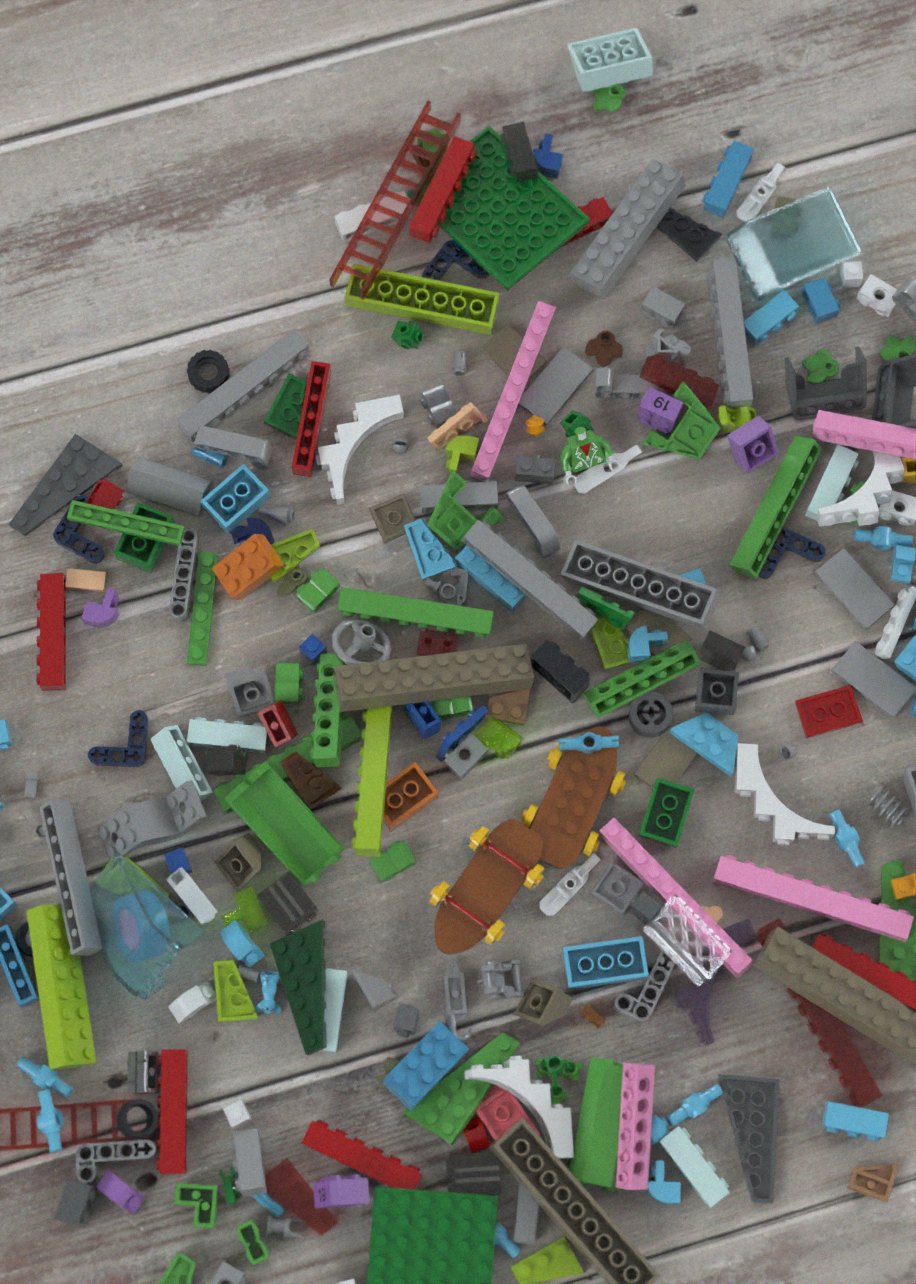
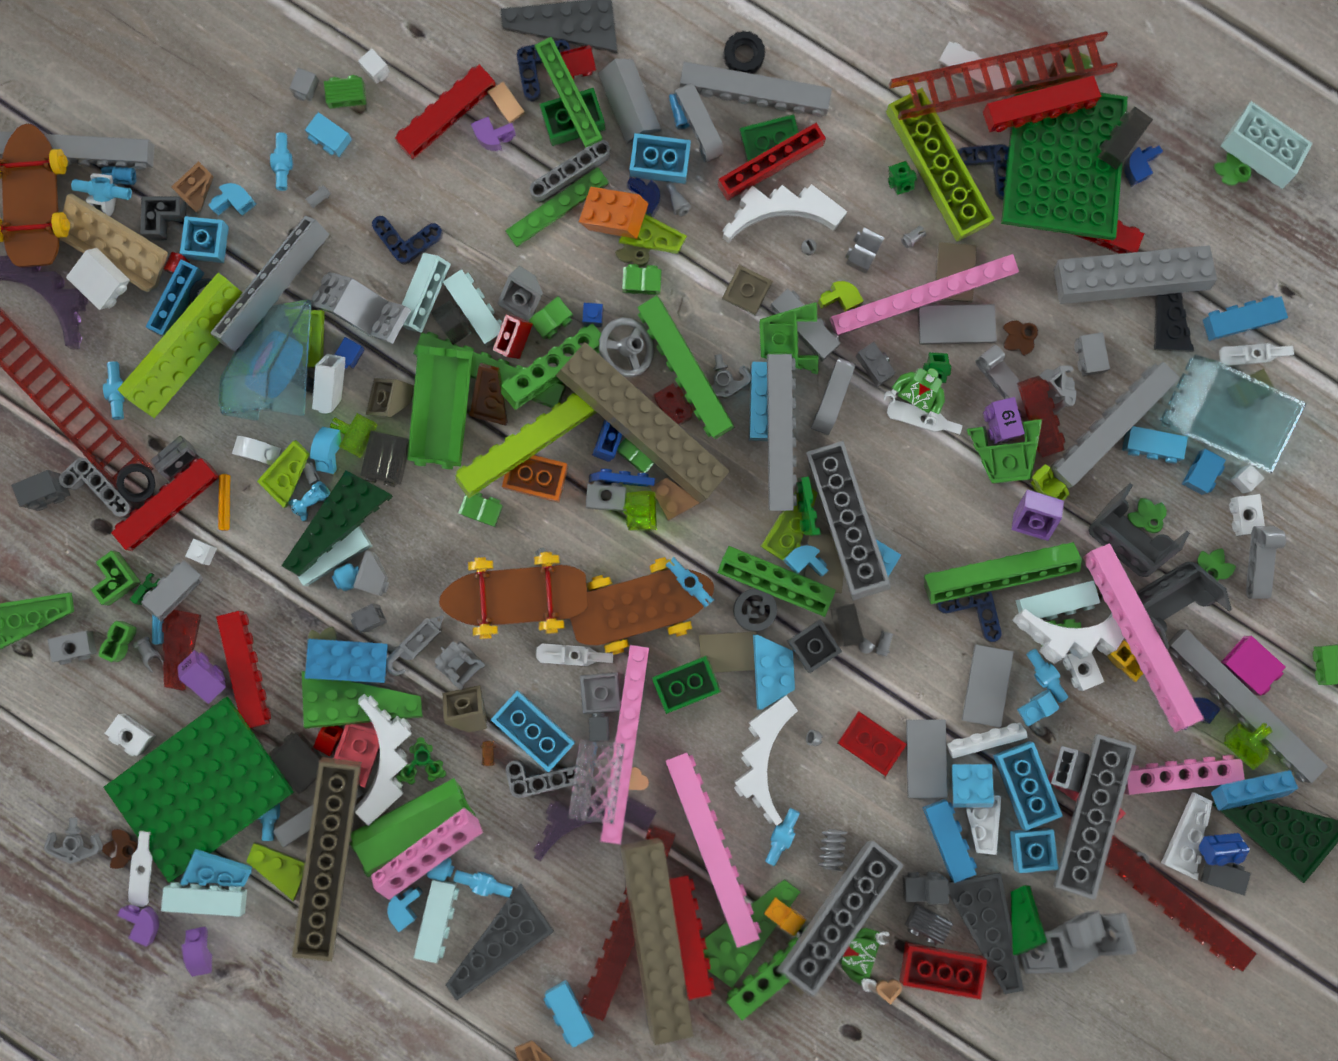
camera: 45 degrees right, 10 degrees up
(50, 1121) = (83, 421): medium azure pin -> none
(120, 1192) = (74, 514): medium lavender brick -> none
(211, 1063) = (224, 502): none -> light orange axle
(357, 1012) = (345, 576): none -> medium azure head
(428, 550) = (742, 336): medium azure wing -> none
(460, 422) = (868, 277): light nougat wing -> none
(535, 425) = (911, 335): light orange wheel -> none
(560, 671) = (730, 514): black brick -> none

